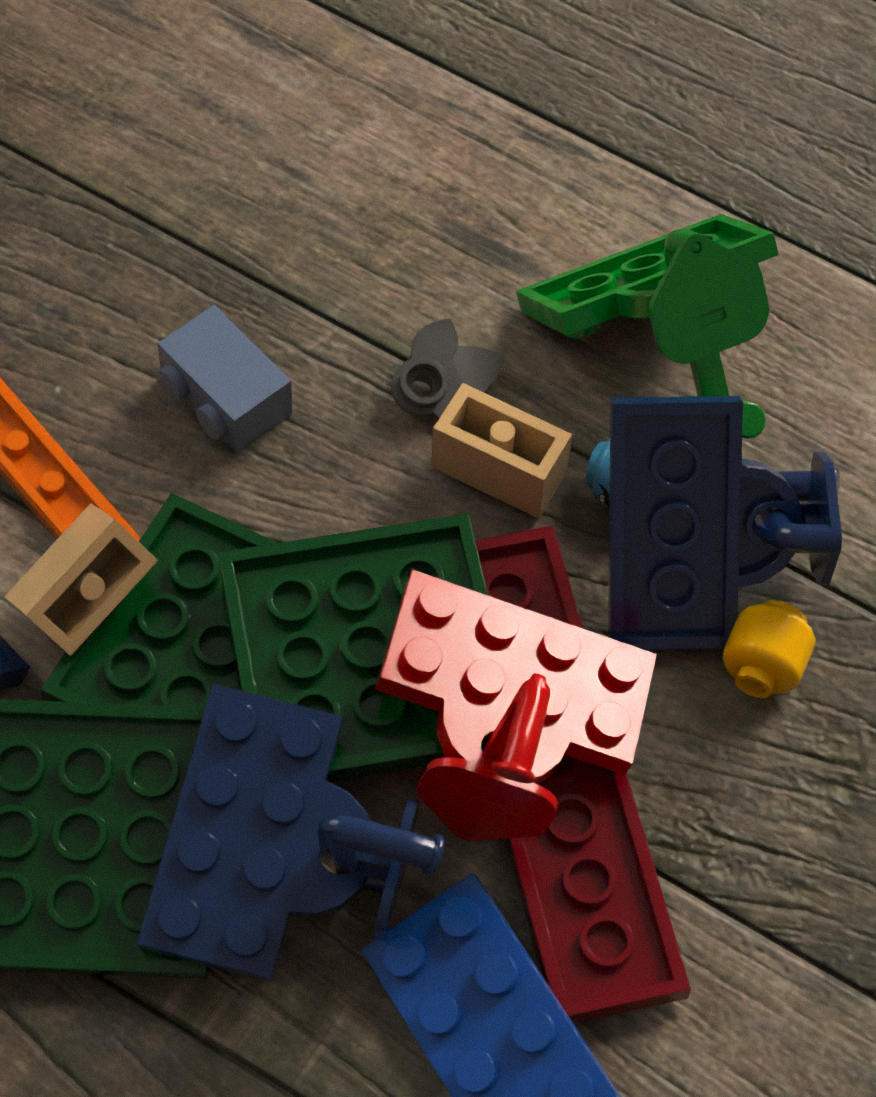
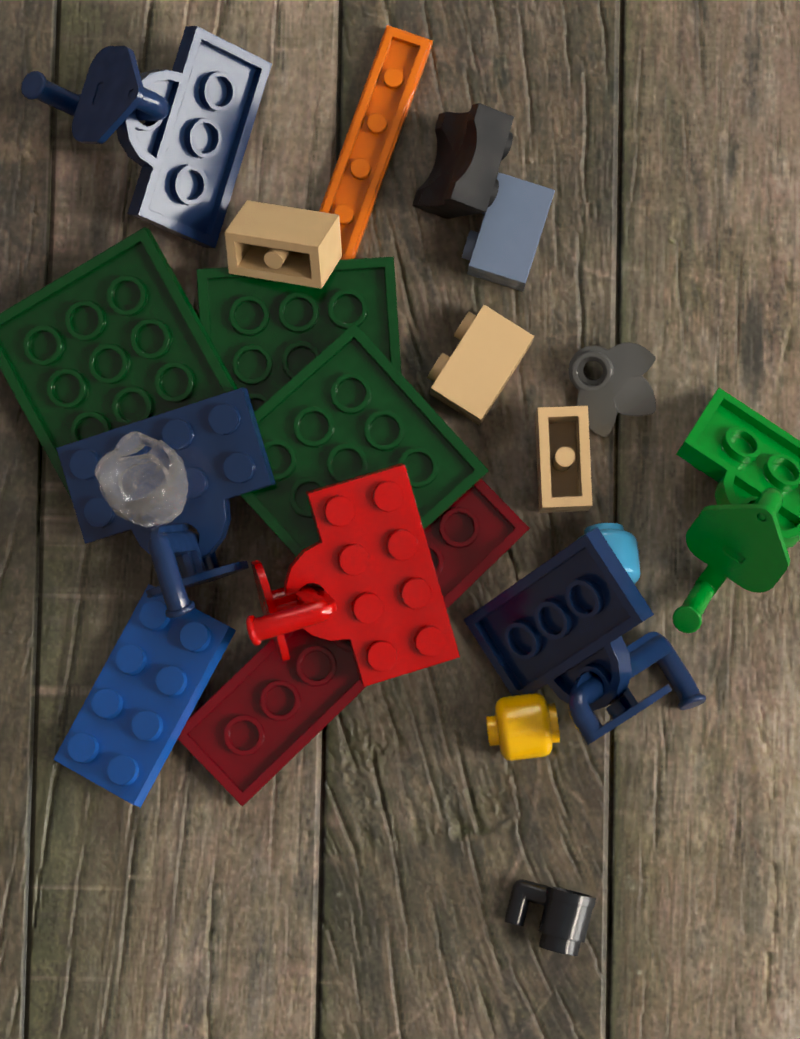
camera: 60 degrees right, 25 degrees up
(124, 365) = (466, 162): none -> black brick
(259, 835) = (143, 487): none -> clear hair
(342, 474) = (480, 363): none -> tan brick

